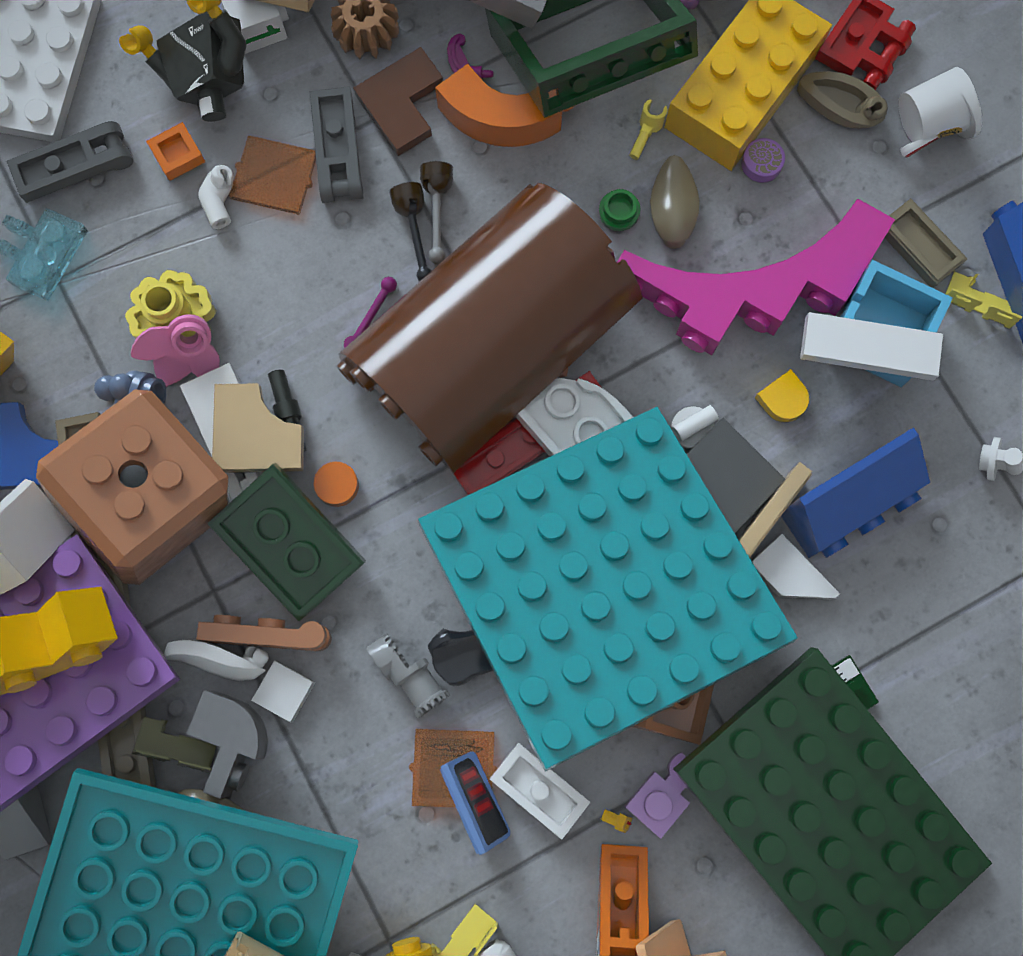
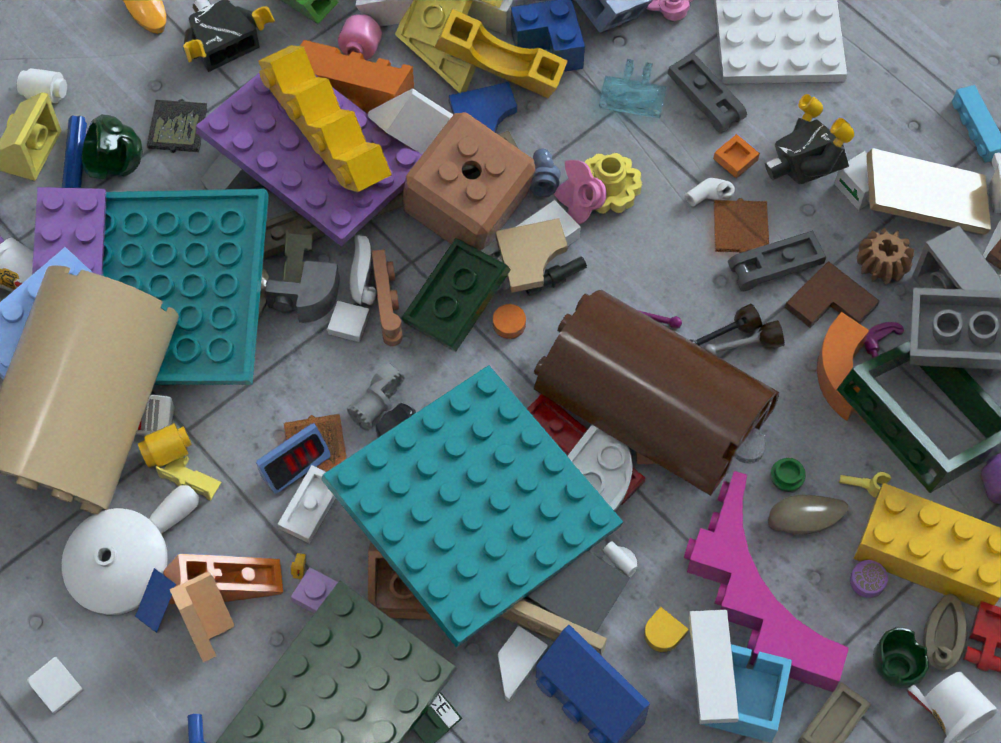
camera: 75 degrees right, 15 degrees down
(870, 152) = (900, 658): none -> dark green hair

